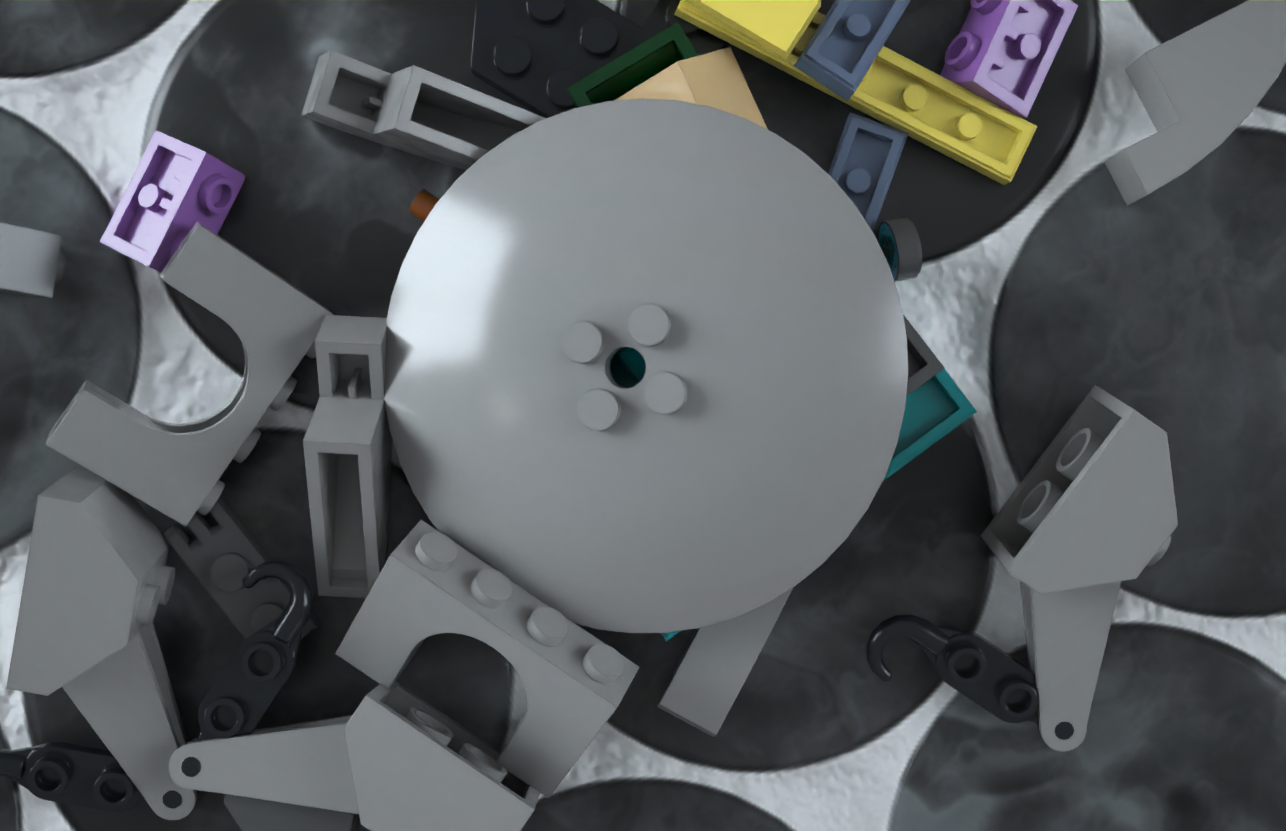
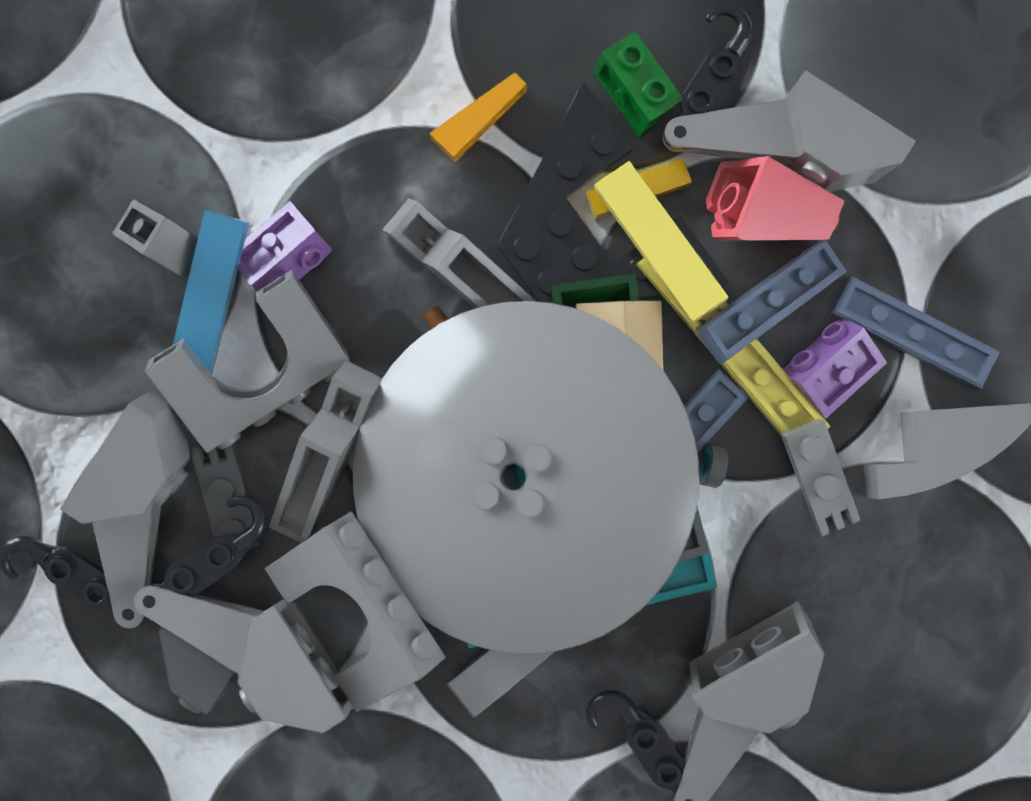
camera: 20 degrees right, 0 degrees up
(93, 289) = (211, 284): none -> dark azure tile
(1053, 200) = (820, 475): none -> light grey hinge

